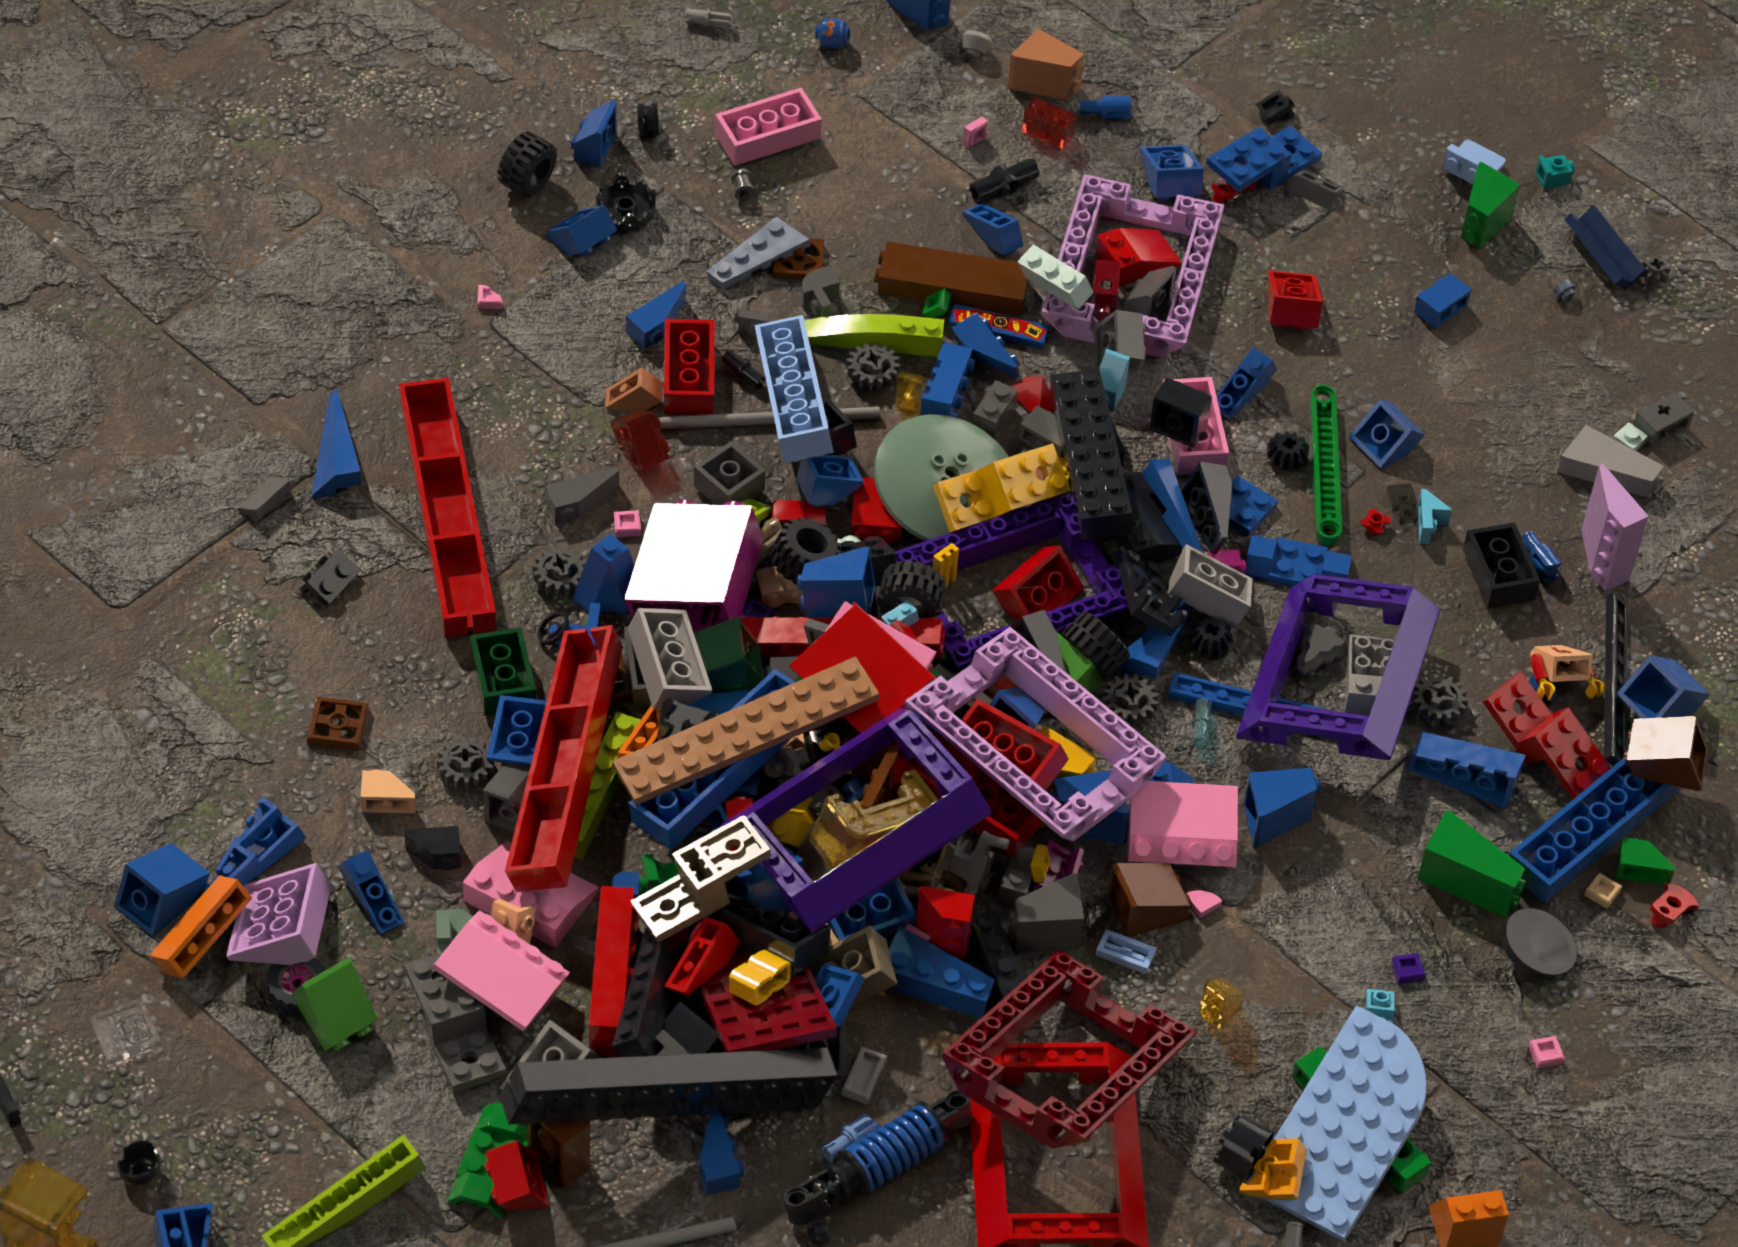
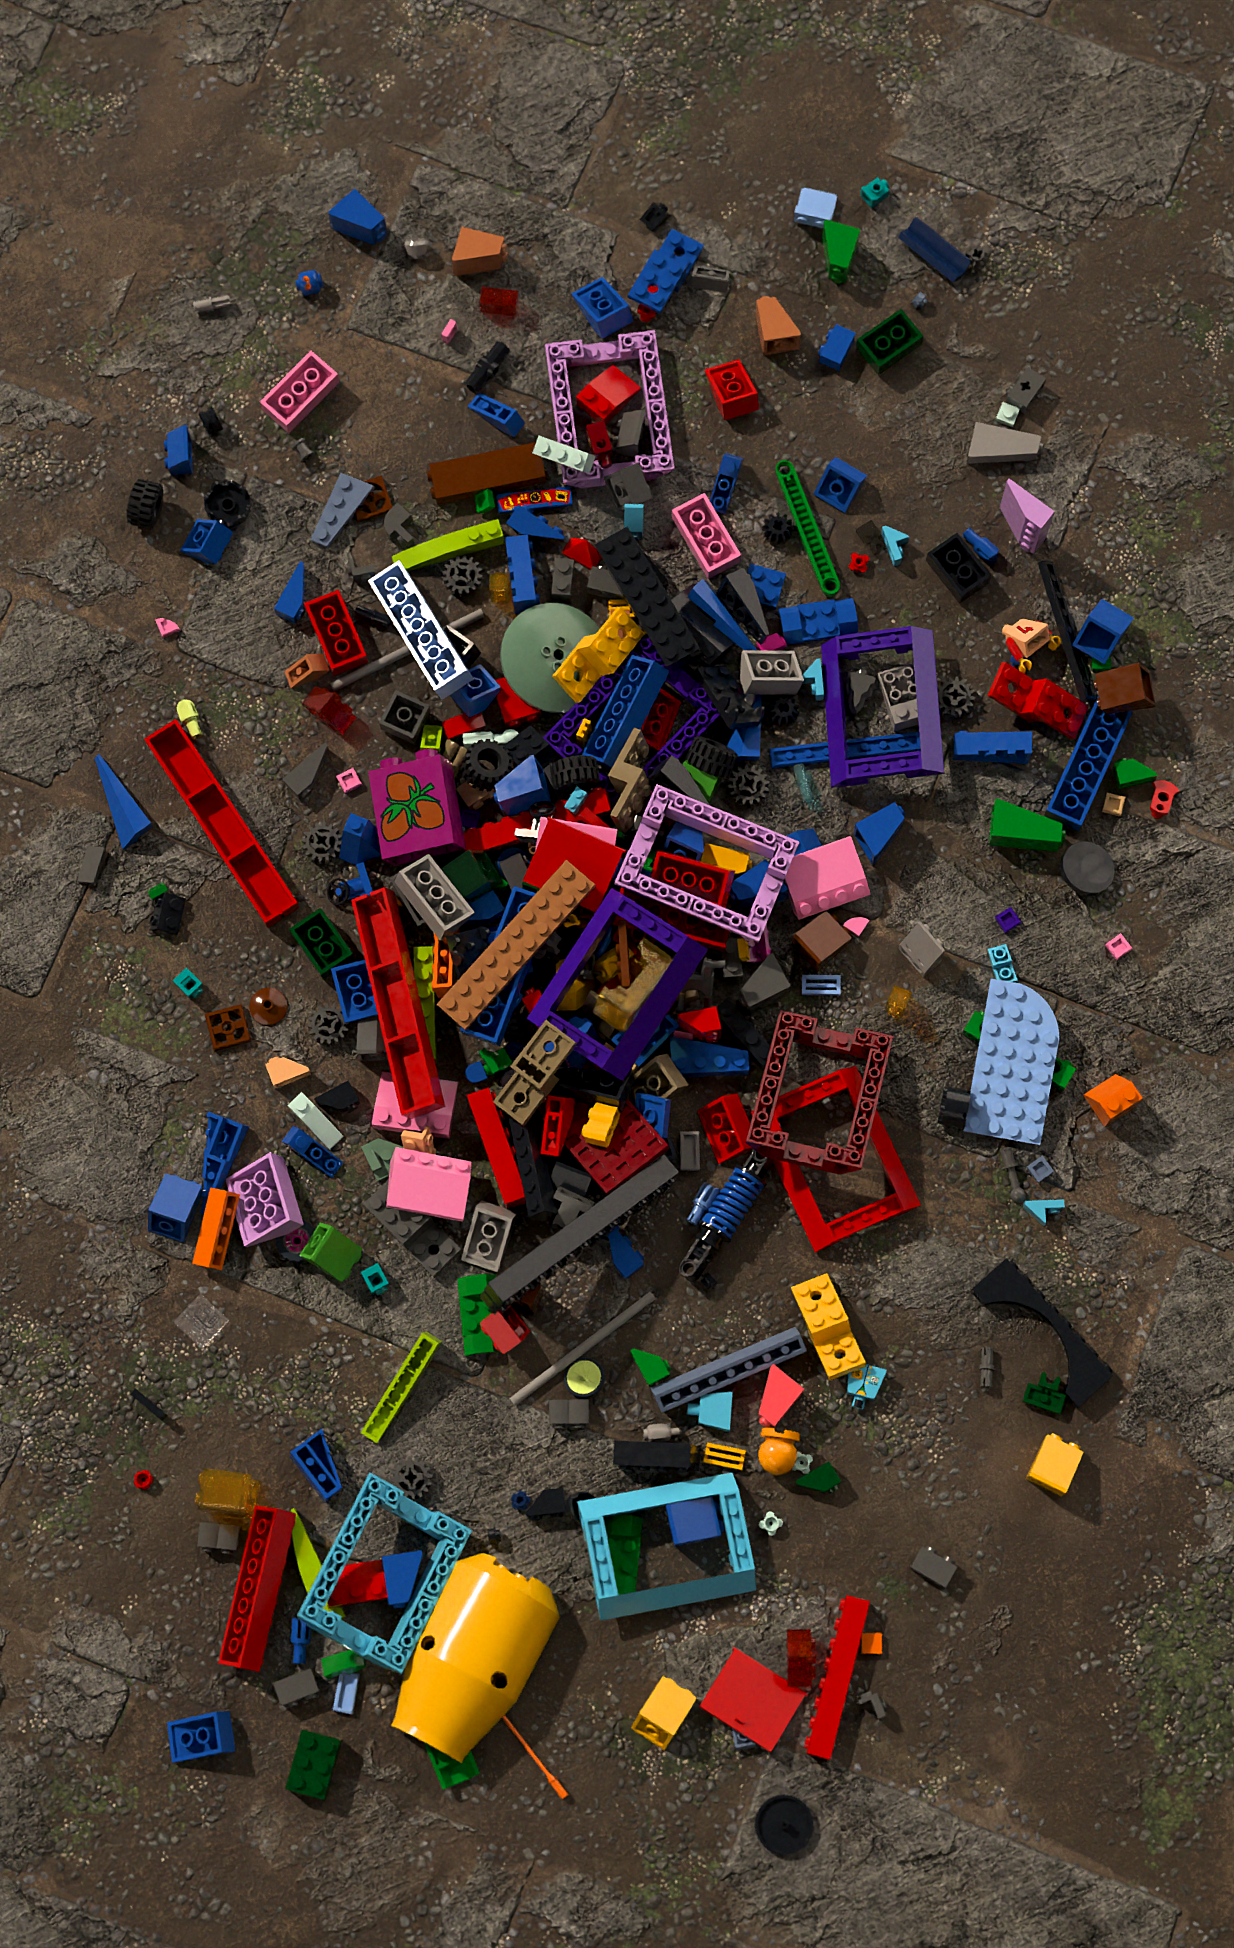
camera: 15 degrees left, 25 degrees up
(139, 1162) = (259, 1416): black hair -> none
(315, 661) = (184, 979): none -> teal brick
(329, 546) = (157, 890): none -> green tile
(375, 1063) = (372, 1273): none -> teal brick
(392, 858) = (315, 1121): none -> light aqua slope
(403, 728) = (270, 1015): none -> reddish brown dish
(466, 391) = (189, 717): none -> yellowish green arm
(919, 1064) = (726, 1127): none -> red slope
(977, 620) = (630, 781): none -> dark tan bracket
(1009, 558) = (625, 709): none -> blue brick
(1109, 107) = (535, 266): blue arm -> none
(1180, 412) = (698, 542): black brick -> none
(1264, 616) = (814, 676): none -> medium azure slope
(1278, 1172) = (983, 1117): light orange slope -> none
(1279, 948) = (922, 949): none -> light grey slope
(1375, 253) = (775, 327): none -> nougat slope
(1510, 313) = (889, 341): none -> dark green brick

